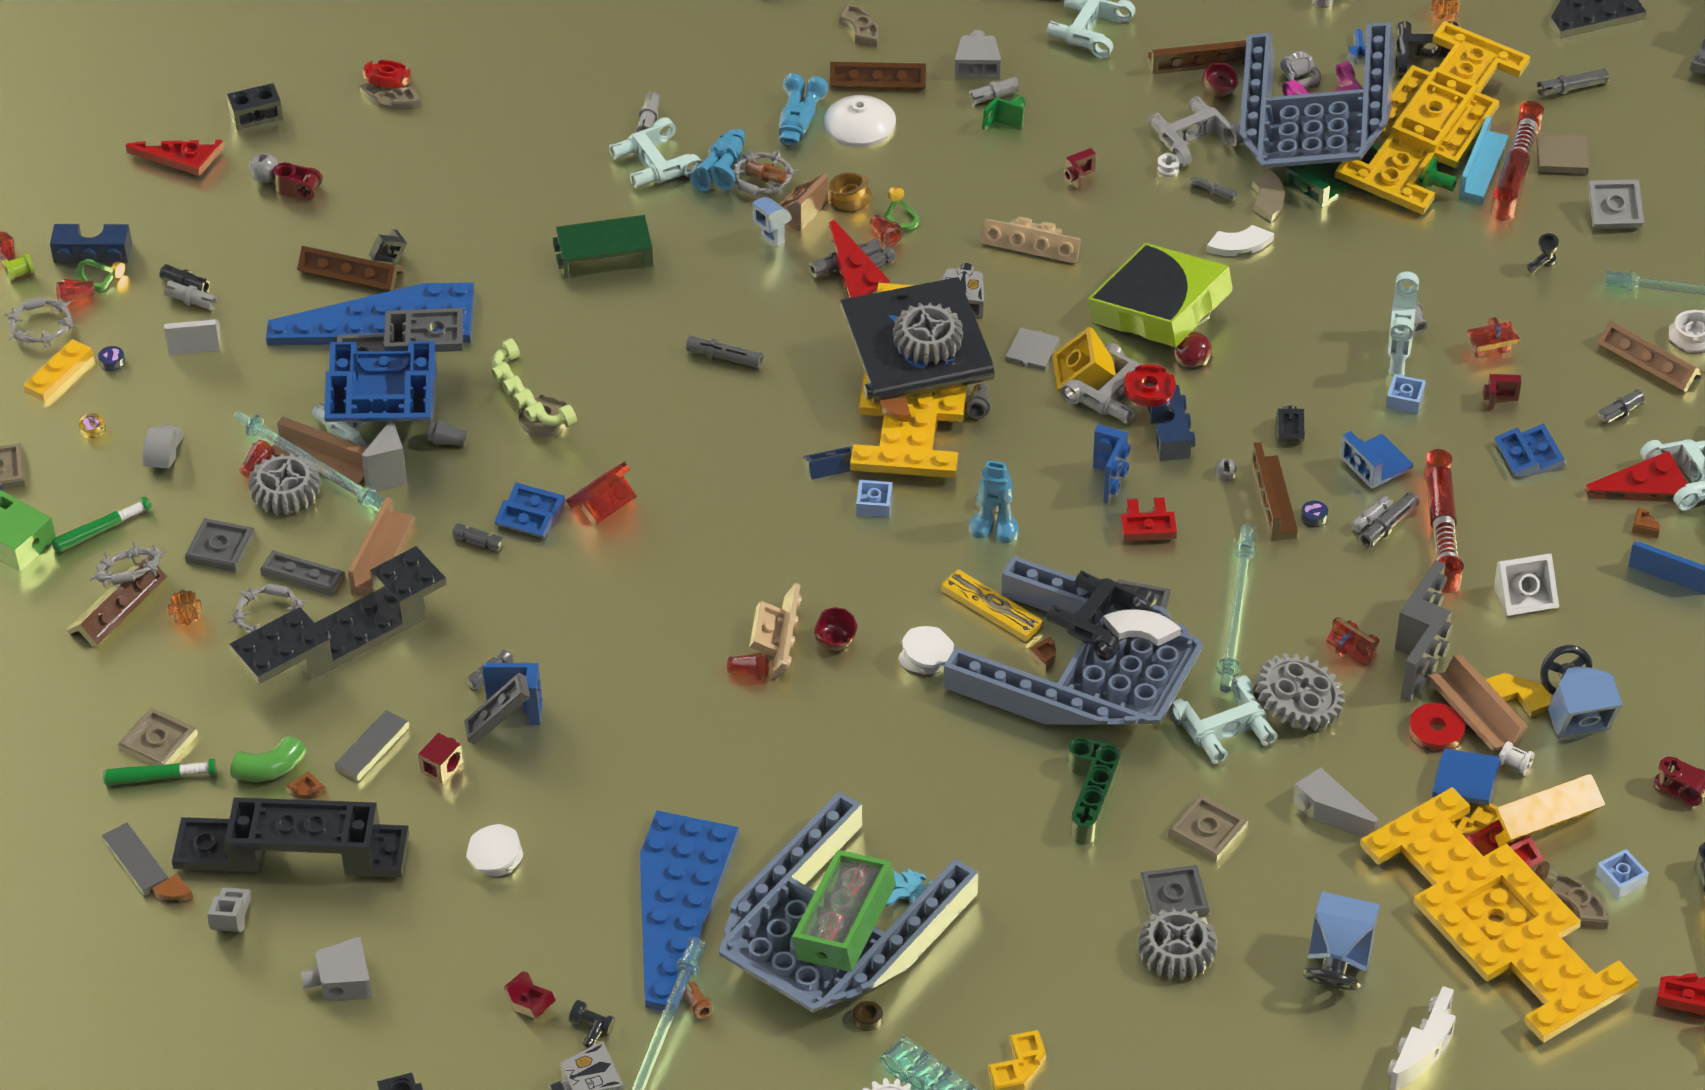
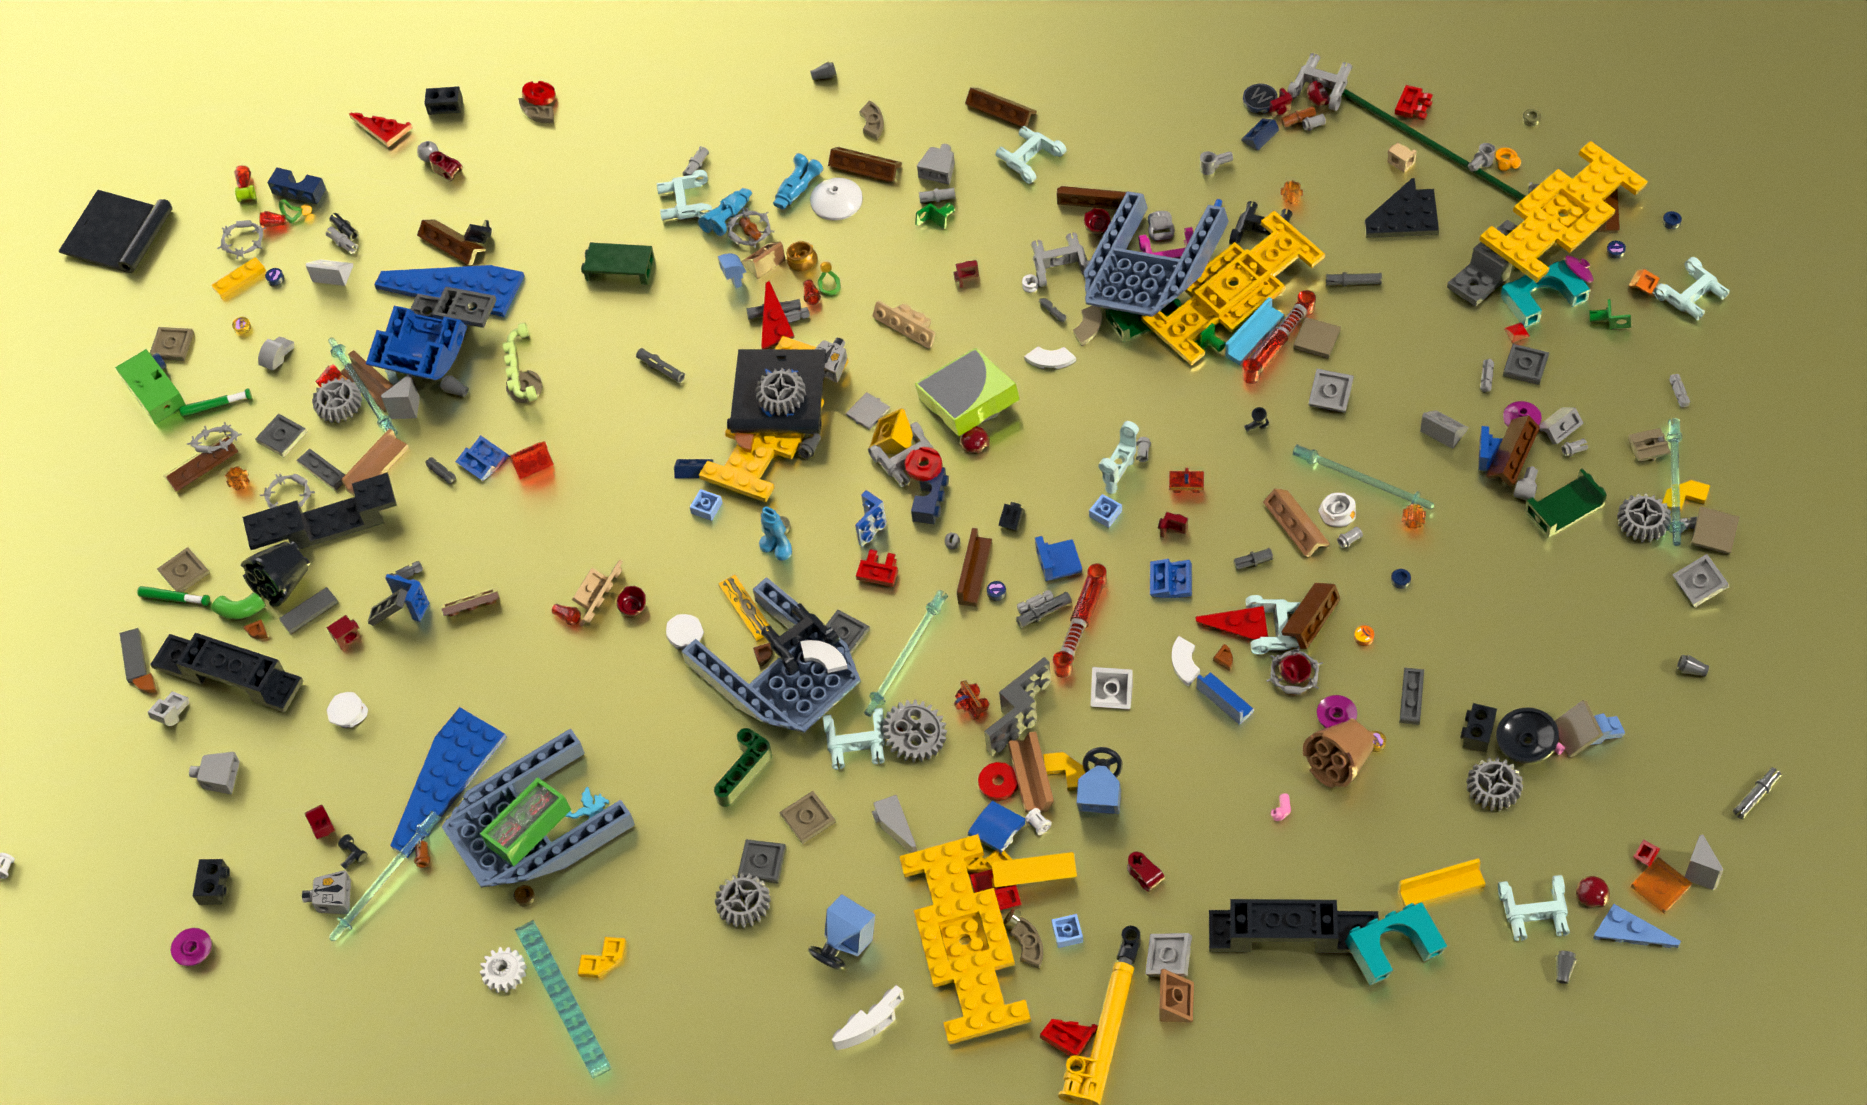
camera: 25 degrees right, 10 degrees up
(308, 703) = (275, 571): none -> black cone
(606, 682) = (470, 602): none -> reddish brown plate
(1595, 537) = (1182, 661): none -> white tile

